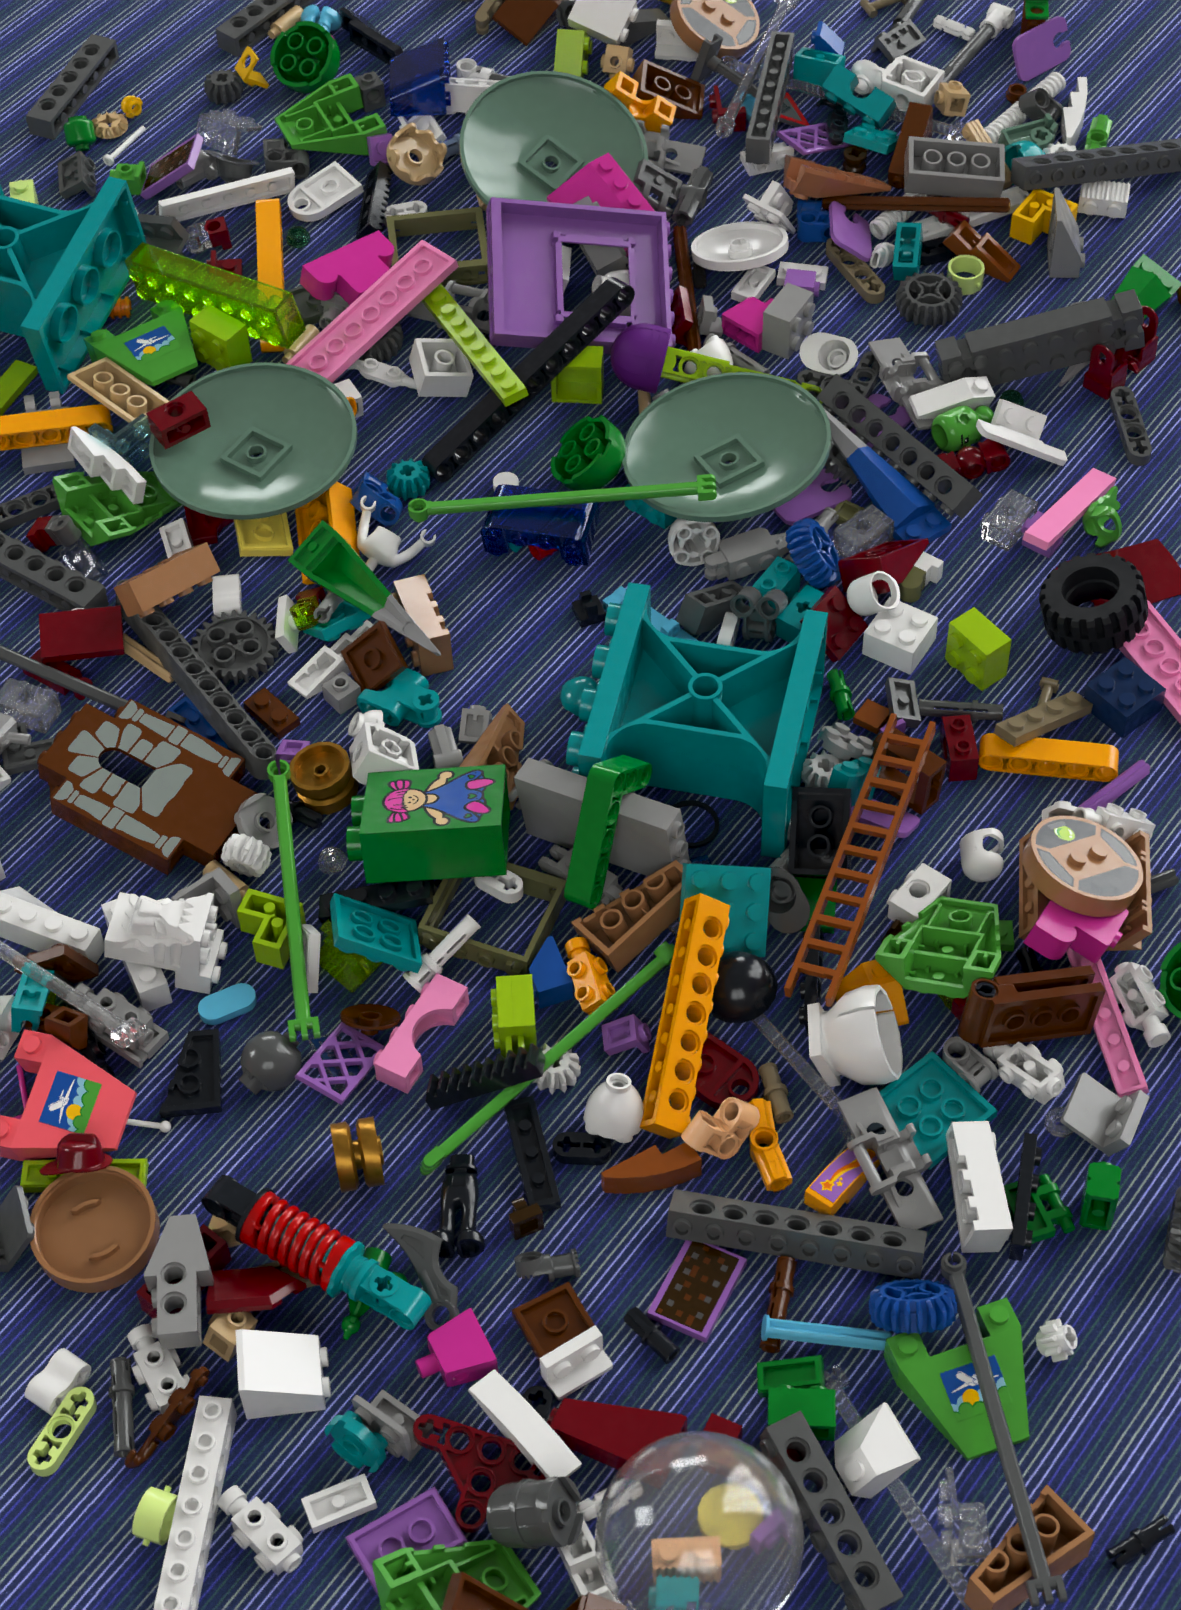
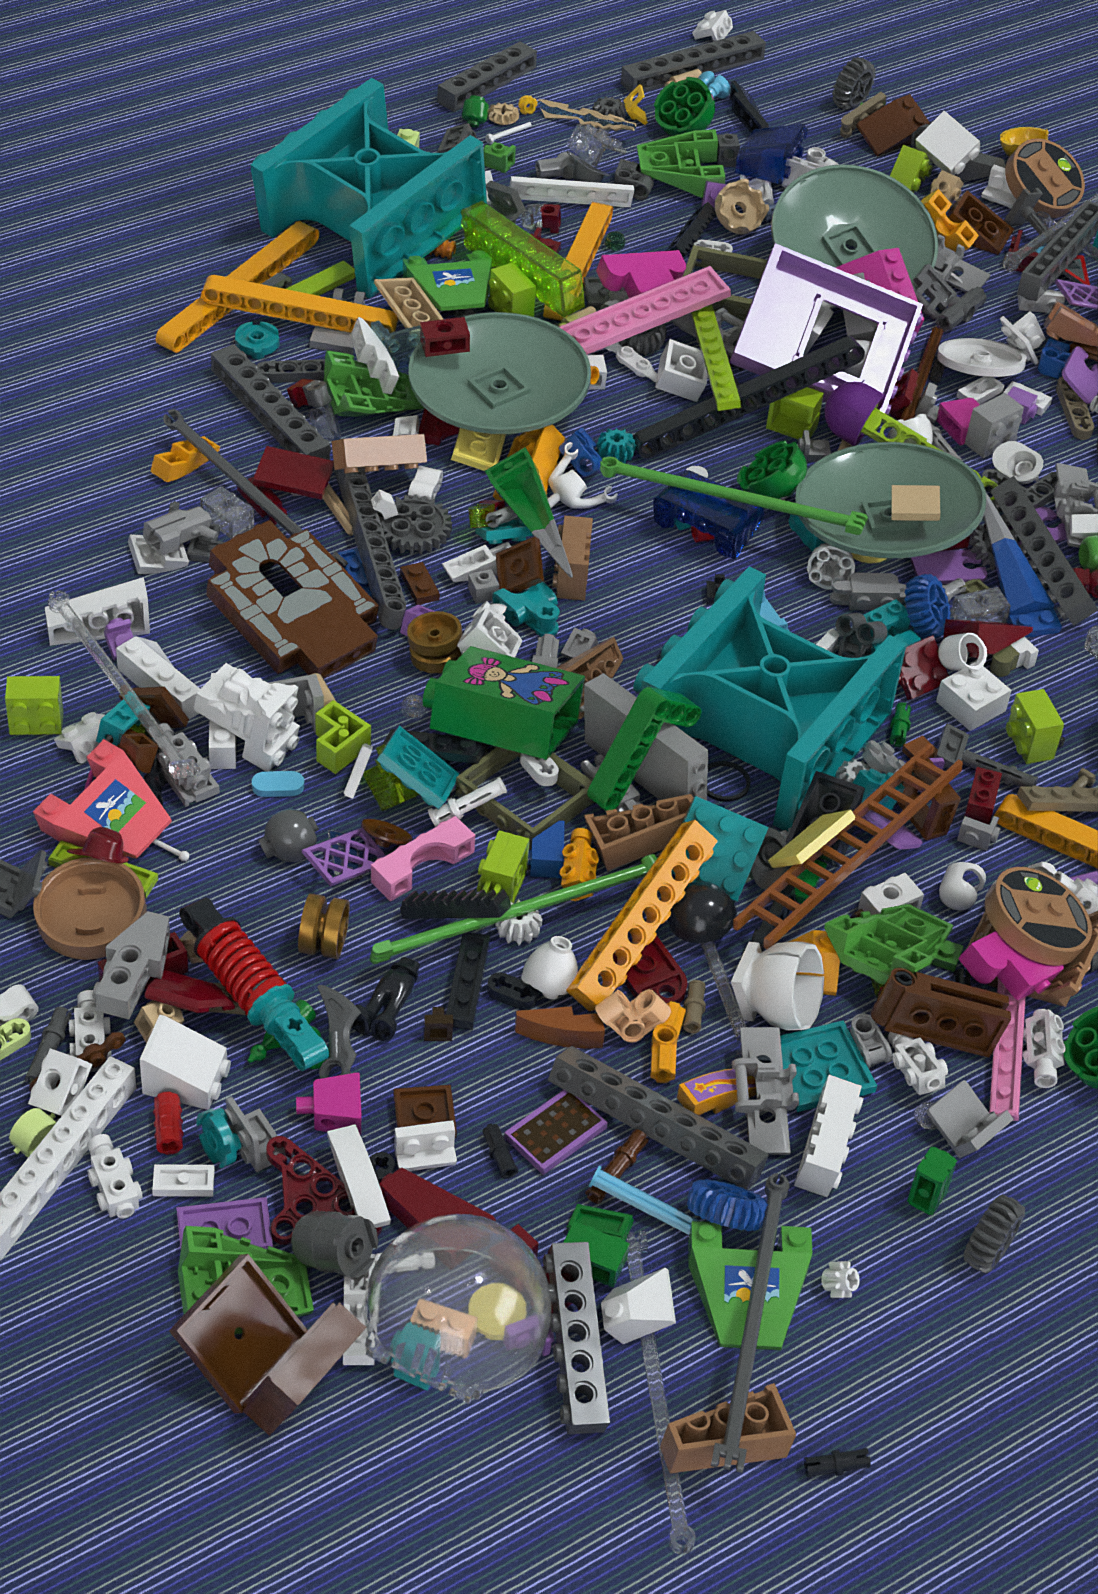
camera: 15 degrees right, 5 degrees down
(171, 1434) = (72, 1076): none -> white brick
(172, 166) = (536, 156): tile -> none
(197, 637) = (385, 504): none -> white piece
(197, 1080) = (227, 829): black wing -> none
(200, 99) = (557, 110): none -> tan sword
(246, 855) = (345, 678): white gear -> none
(249, 815) = (360, 666): light grey plate -> none
(286, 630) = (460, 526): white plate -> none
(292, 1444) = (168, 1123): none -> red axle
(303, 1019) = (329, 810): bright green hinge -> none
(305, 815) = (402, 661): black axle -> none
(323, 193) = (651, 214): white plate -> none
(556, 1266) = (444, 1069): dark grey connector -> none
(615, 410) = (813, 449): none -> light grey bracket
(626, 1034) = (589, 917): medium lavender bracket -> none
(707, 607) = (815, 619): dark grey slope -> none
(757, 443) = (915, 503): none -> tan tile
(823, 866) = (812, 839): none -> light yellow tile
(965, 1526) = (688, 1391): clear bracket -> none
(972, 789) = (978, 833): none -> light grey bracket
(1024, 1209) = (861, 1163): black plate -> none
(1043, 1221) = (865, 1174): green plate -> none

